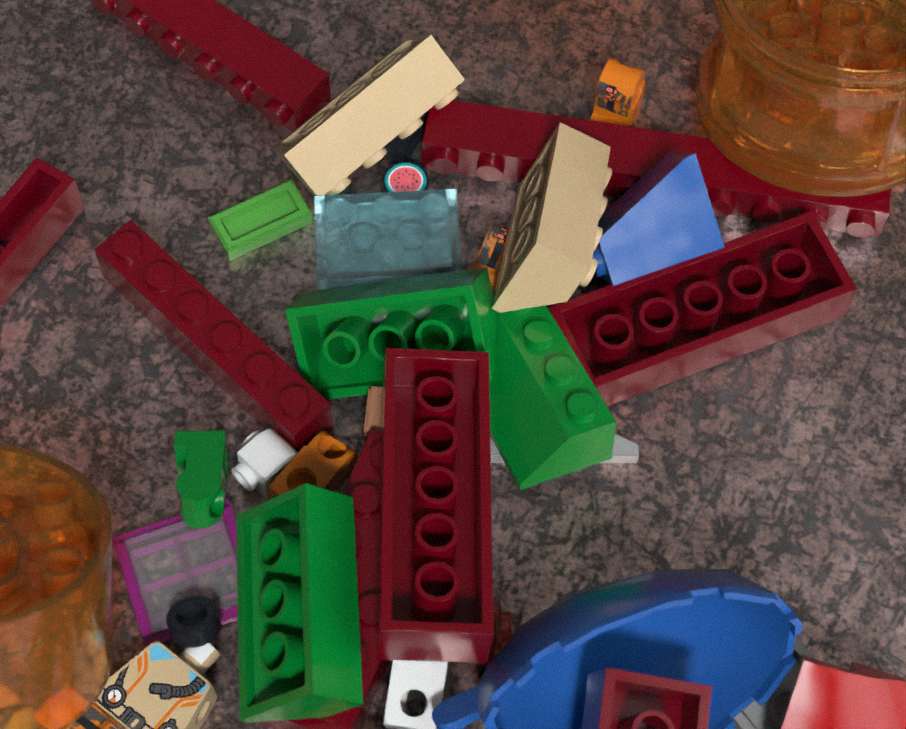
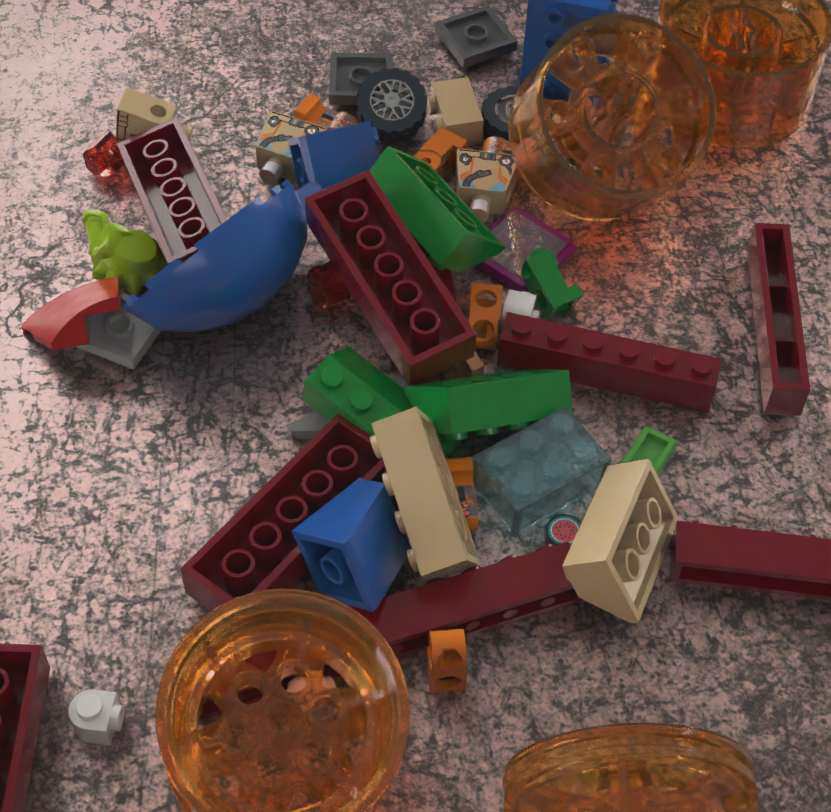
camera: 150 degrees right, 10 degrees down
(193, 621) = (493, 212): black tile -> none

